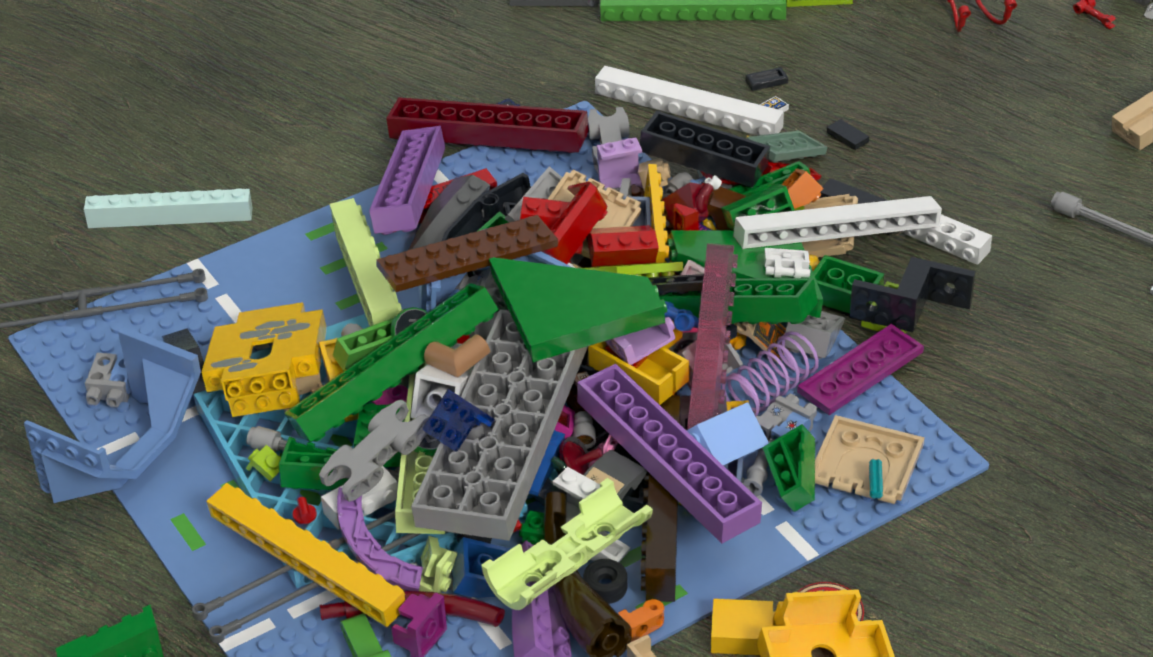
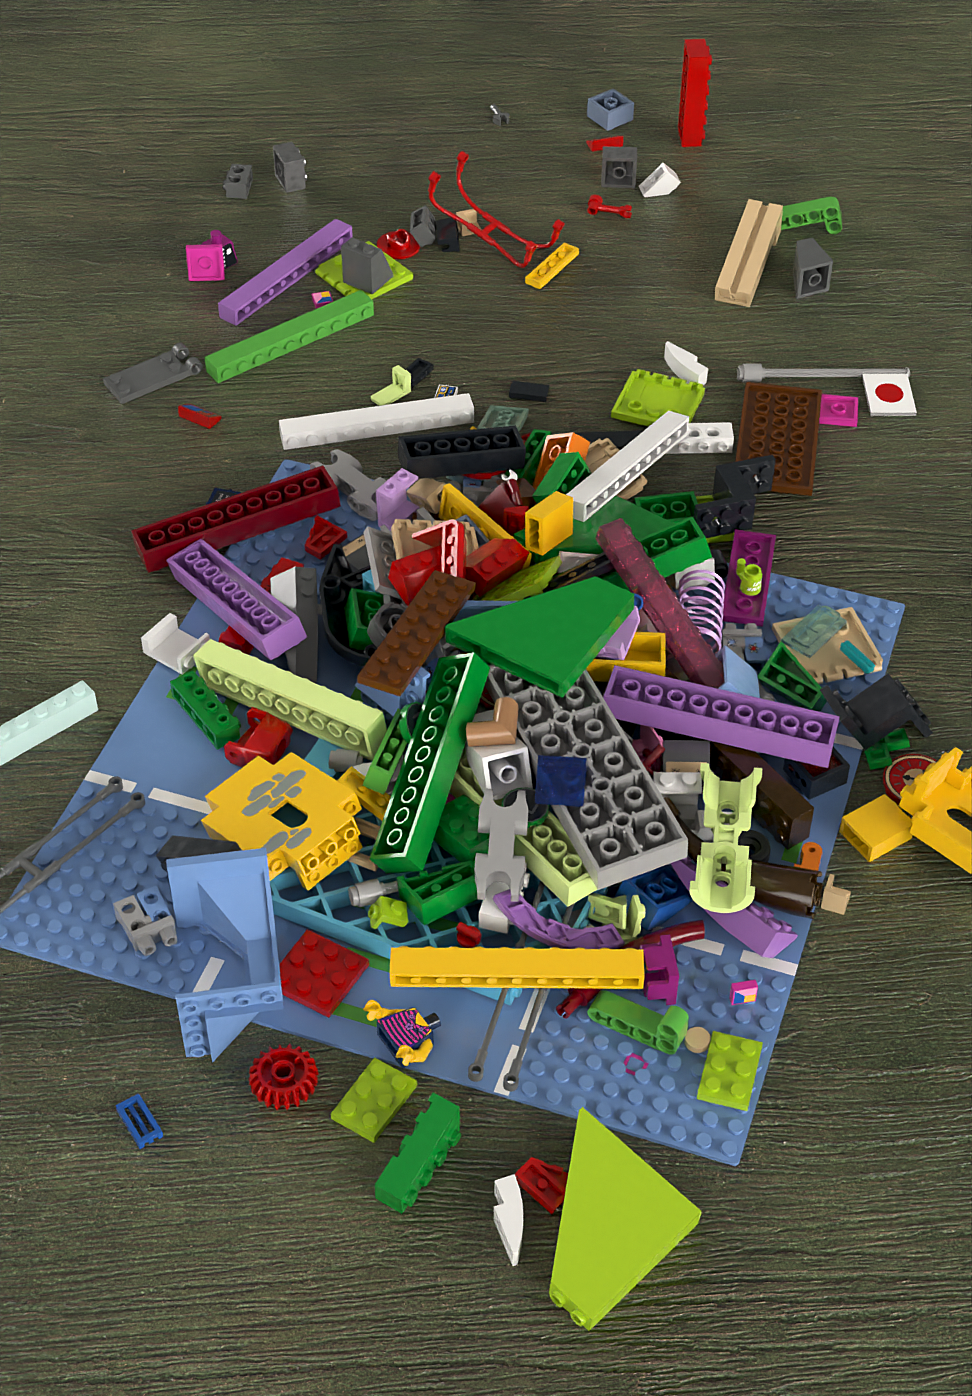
camera: 40 degrees left, 5 degrees up
(86, 540) = (283, 1091): none -> red gear
(130, 594) = (374, 1100): none -> lime plate
(184, 482) = (320, 972): none -> red plate
(192, 557) = (404, 1032): none -> torso
(313, 254) = (205, 709): none -> green brick
(332, 296) = (263, 739): none -> red piece
(344, 187) = (172, 645): none -> white panel
(538, 167) = (323, 537): none -> red wing
(556, 38) = (198, 415): none -> red slope
(692, 228) = (549, 523): none -> yellow brick
(729, 86) = (399, 388): none -> yellowish green bracket
(736, 555) = (815, 779): none -> black piece
(786, 263) = (635, 513): white plate -> none
(835, 529) = (877, 710): none -> black bracket
(839, 566) = (878, 754): none -> green tile
(842, 343) = (721, 566): none -> black brick
(849, 366) = (750, 577): none -> lime piece
(864, 439) = (814, 630): none -> clear light blue piece
(957, 188) = (651, 396): none -> lime hinge
(984, 40) = (551, 265): none -> yellow plate
(1012, 173) = (685, 364): none -> white slope
(1035, 269) = (785, 425): none -> reddish brown plate
(1120, 273) = (839, 410): none -> dark pink tile

